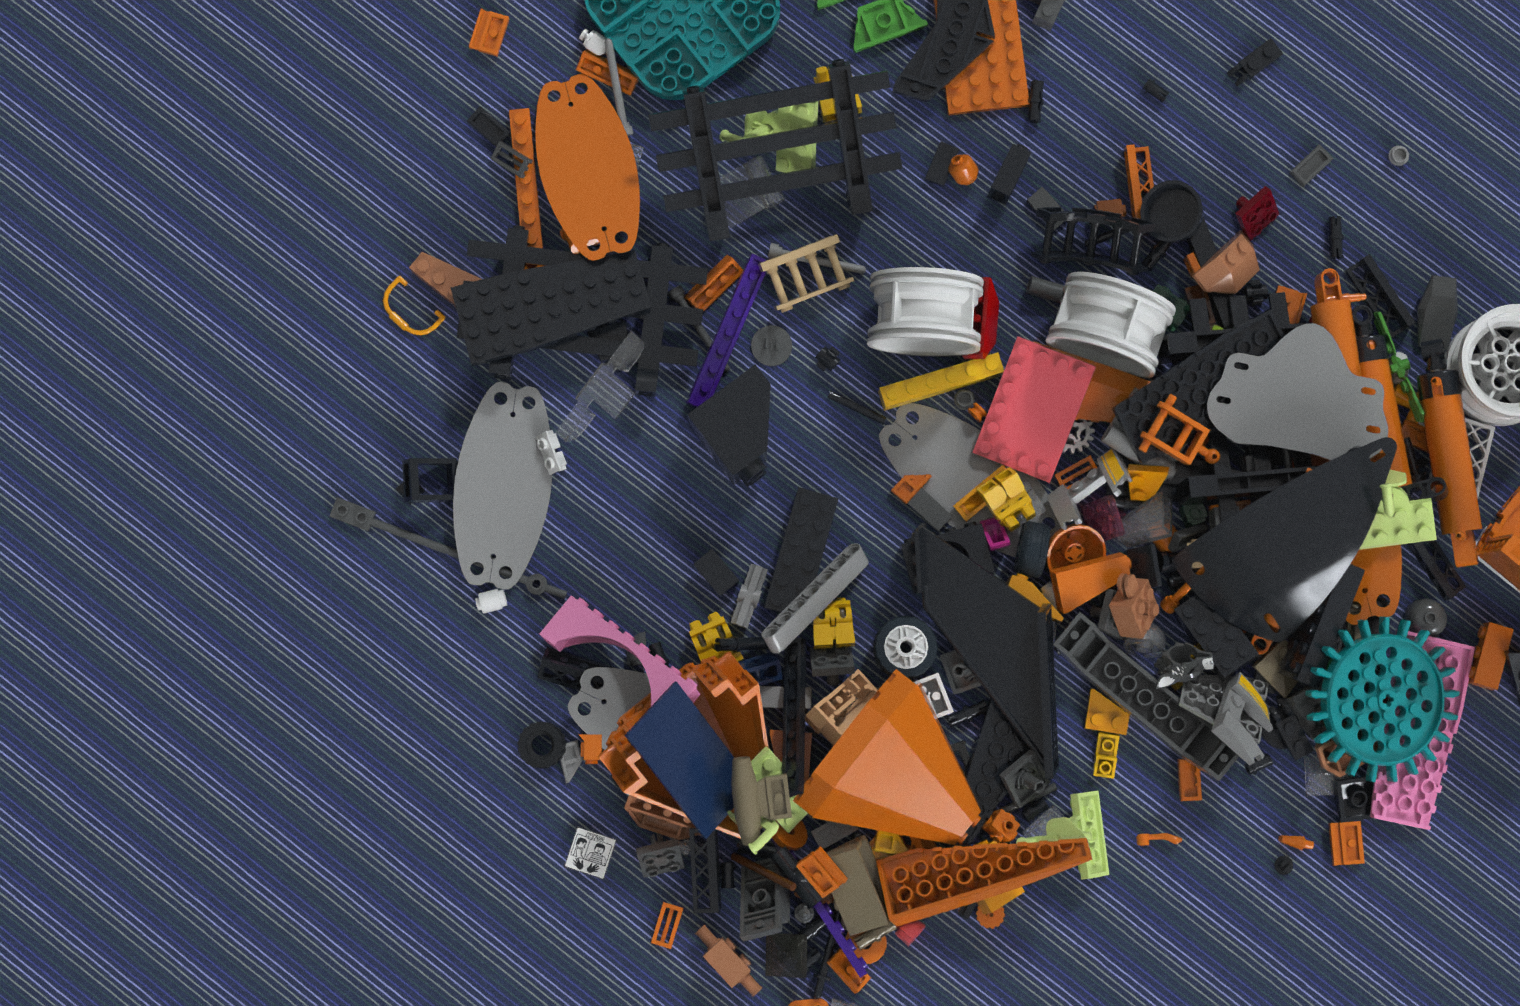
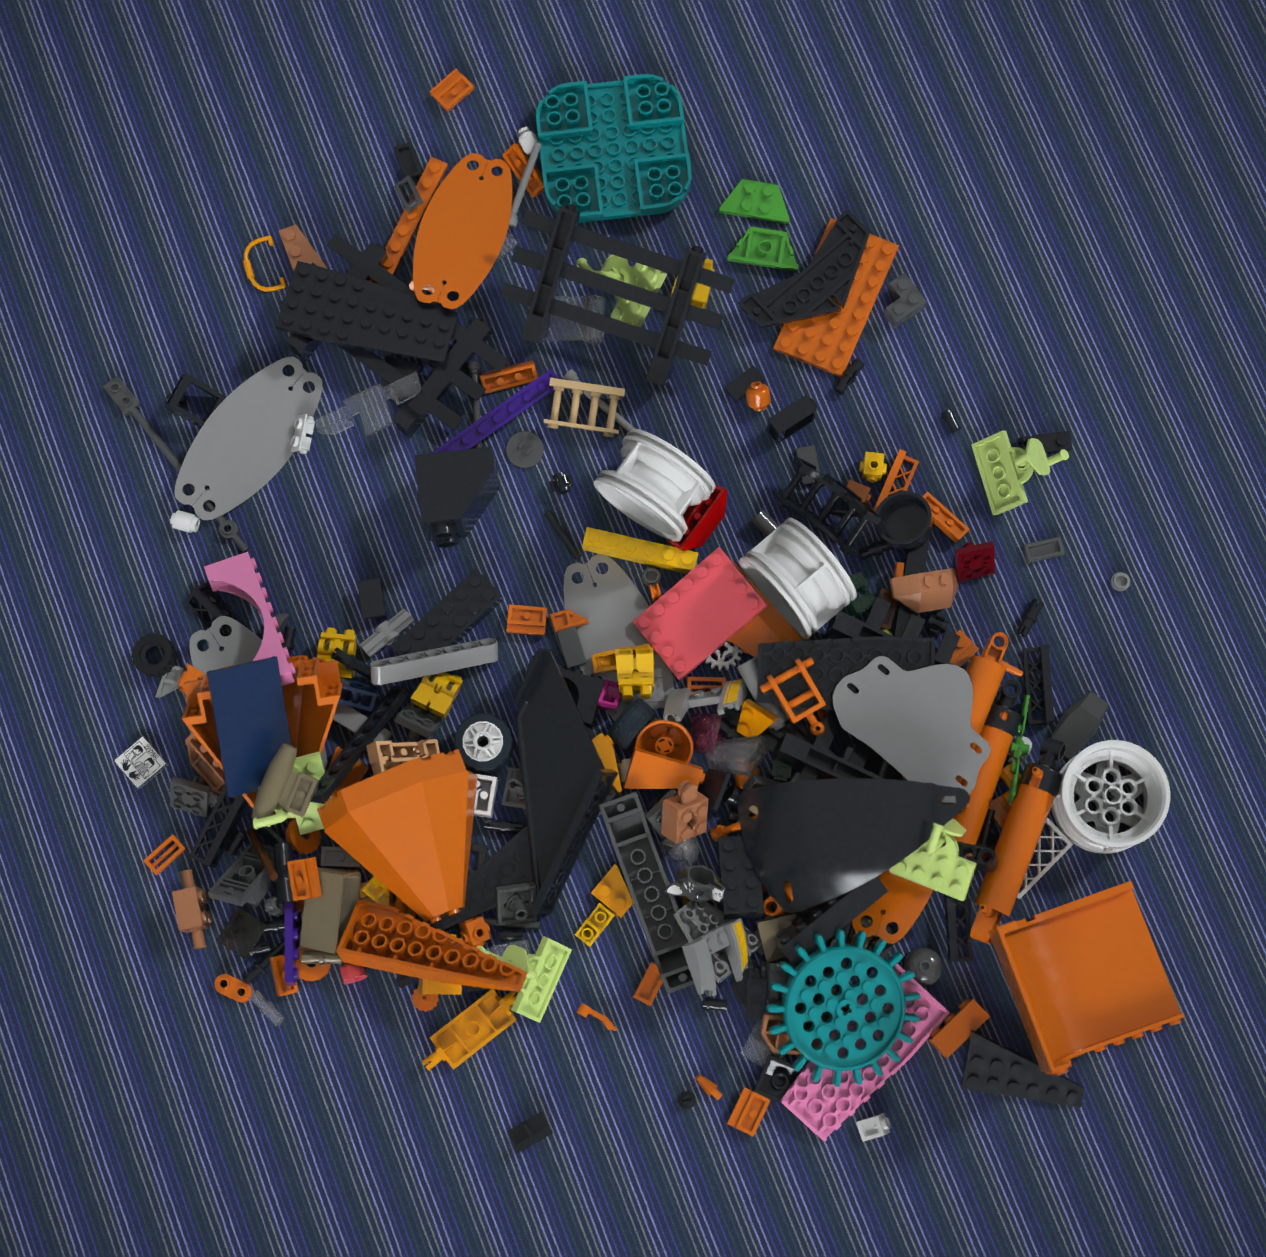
camera: 35 degrees right, 5 degrees down
(872, 508) = (526, 620): none -> orange plate
(1051, 919) = (472, 1029): none -> light orange plate
(1108, 170) = (873, 466): none -> yellow brick
(1160, 979) = (529, 1132): none -> black panel
(1206, 188) = (945, 519): none -> orange plate
(1234, 110) = (1002, 469): none -> yellowish green plate
(1466, 790) = (873, 1127): none -> white bracket

